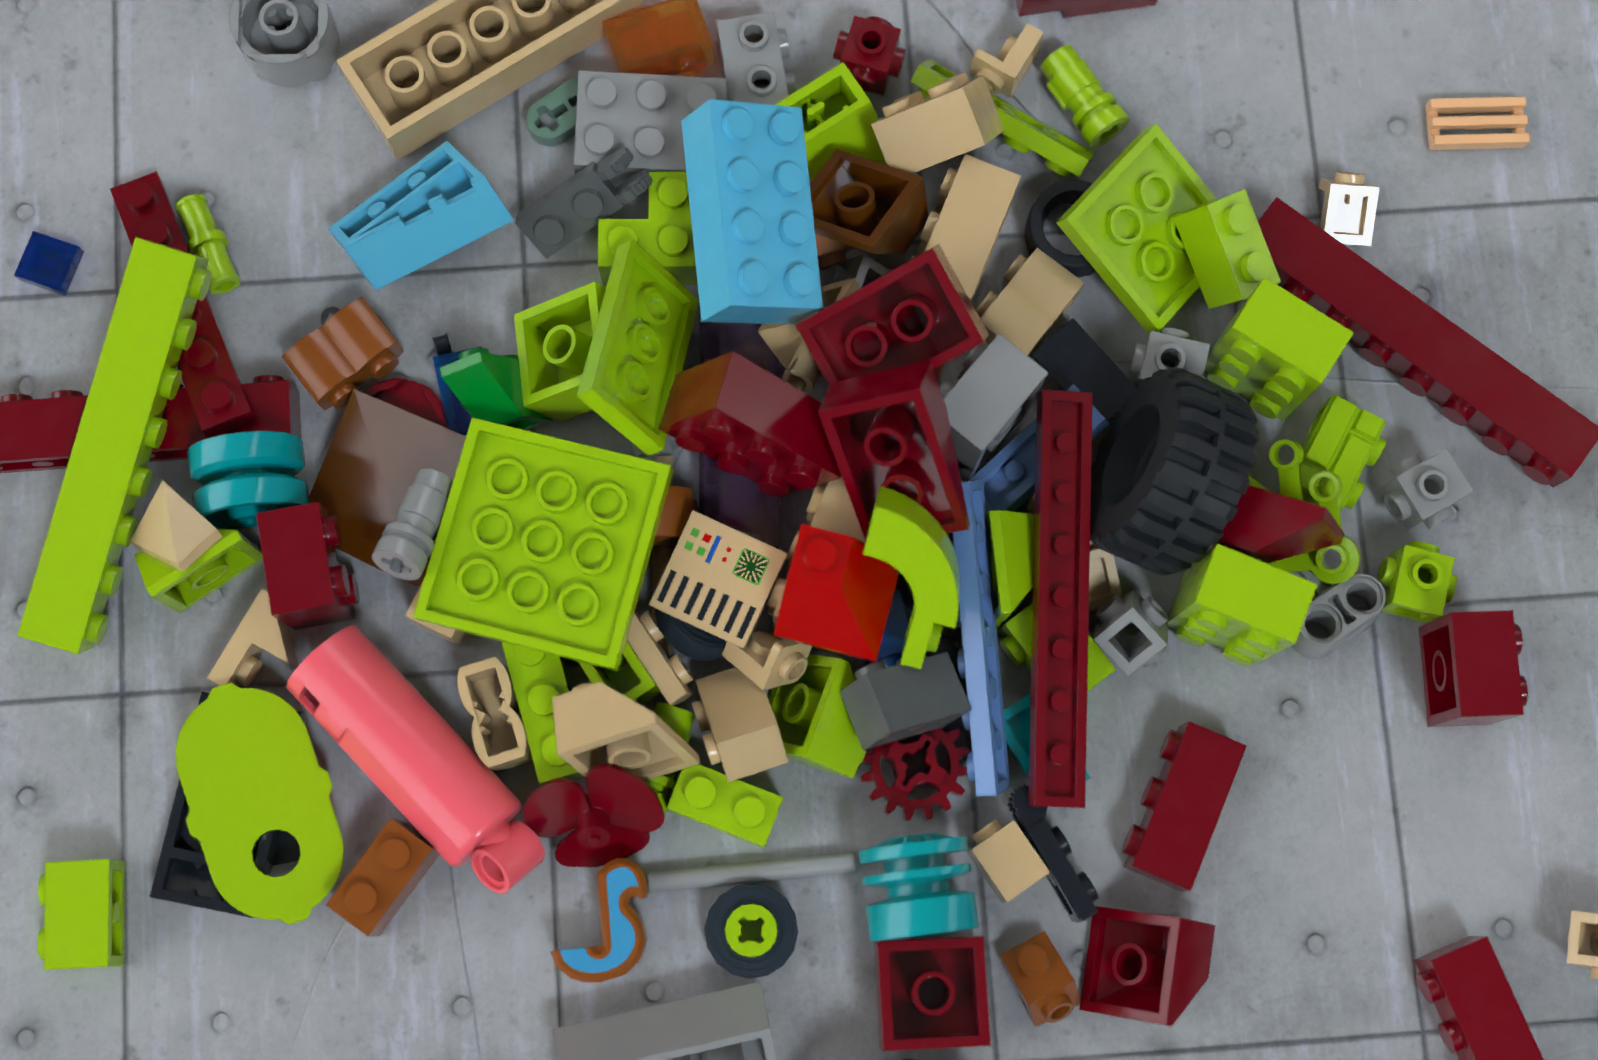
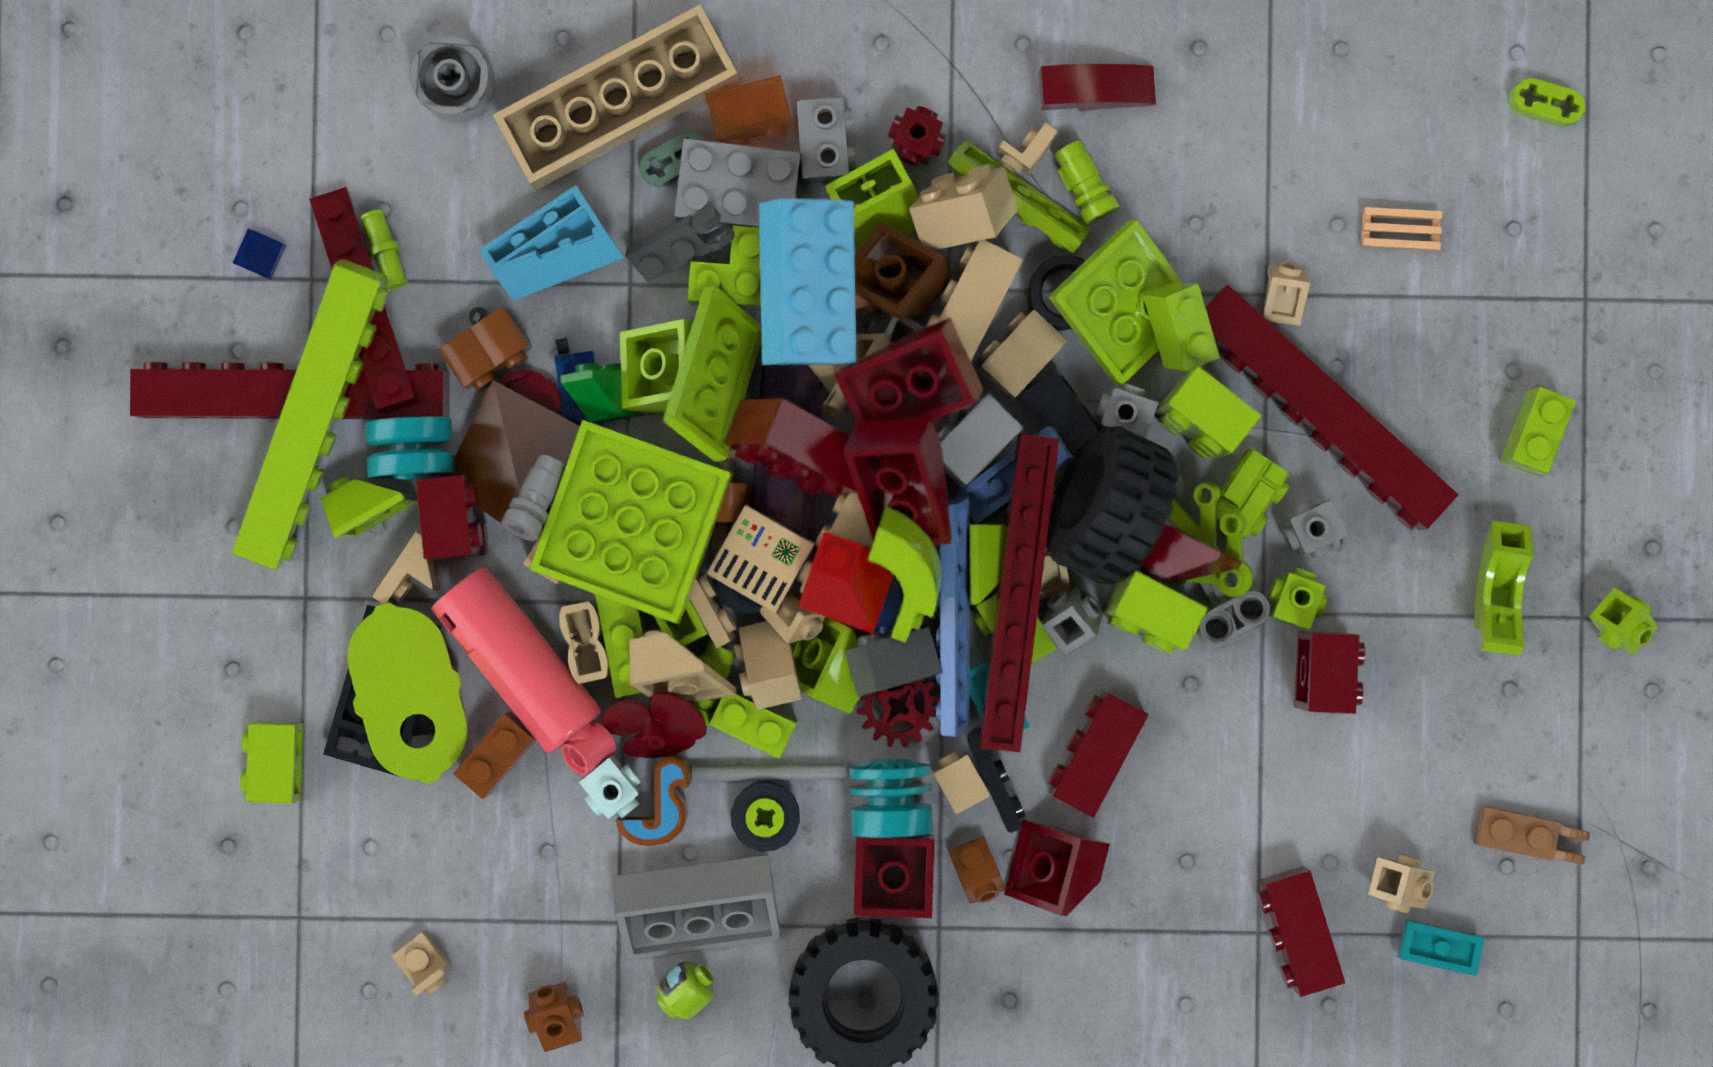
camera: 10 degrees right, 10 degrees up
(173, 530) = (353, 487): tan slope -> none
(523, 903) = (600, 798): none -> light aqua brick

